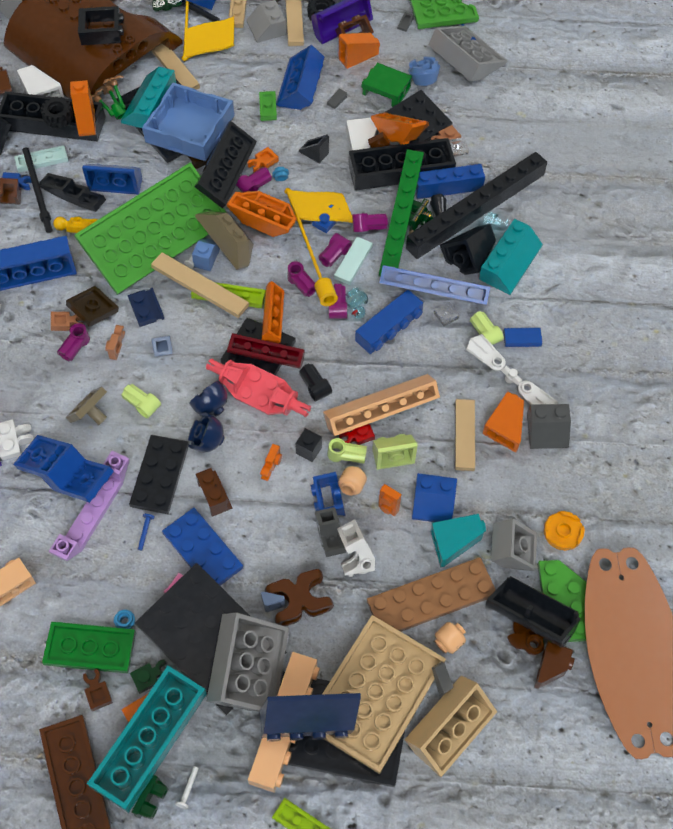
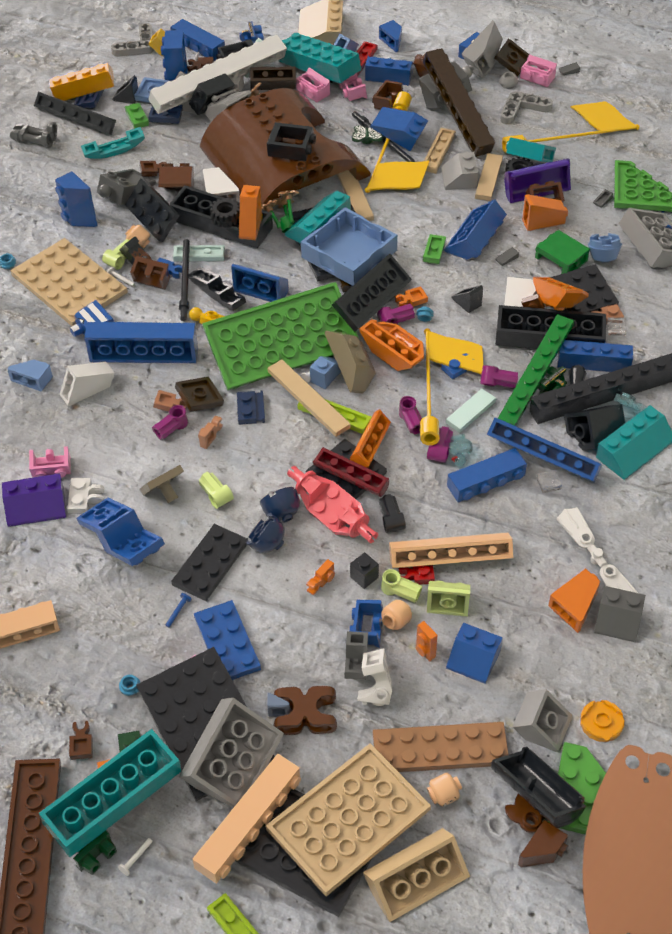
camera: 20 degrees right, 10 degrees down
(89, 647) = (88, 700): green plate -> none
(92, 513) = (136, 578): lavender slope -> none
(162, 346) = (253, 446): sand blue slope -> none
(213, 491) = (255, 590): reddish brown window -> none
(309, 716) = (269, 810): dark blue slope -> none
(337, 246) = (458, 393): magenta piece -> none
(442, 678) = (420, 822): dark grey piece -> none
(456, 536) = (485, 695): teal slope -> none
(465, 435) = (528, 602): tan tile -> none
(486, 328) = (585, 504): yellowish green piece -> none
(522, 337) = (622, 523): blue tile -> none

